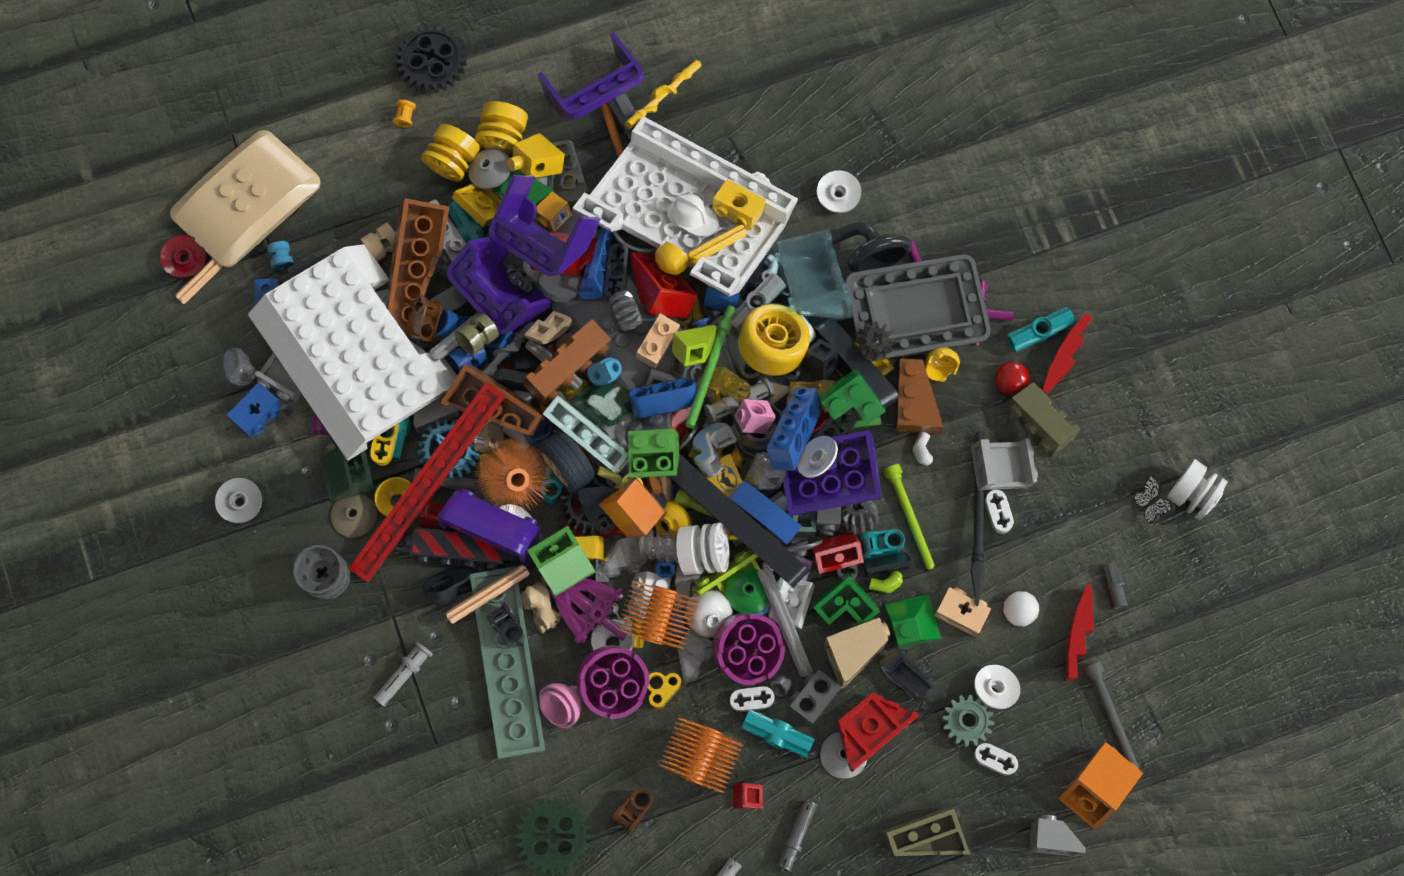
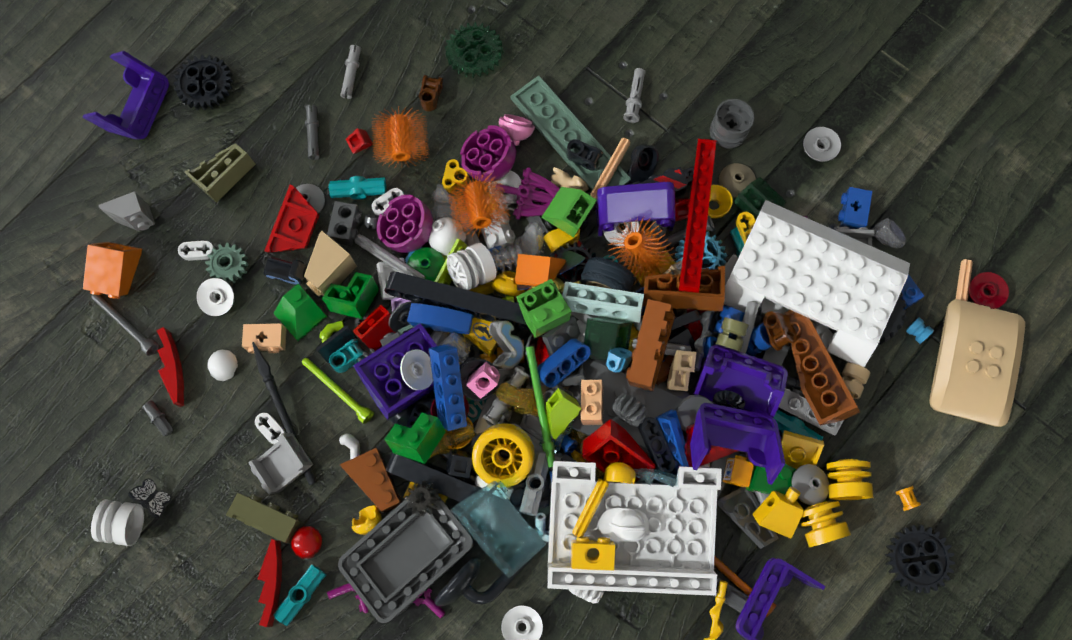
camera: 160 degrees right, 0 degrees up
(632, 239) = (650, 474): none -> clear light blue slope

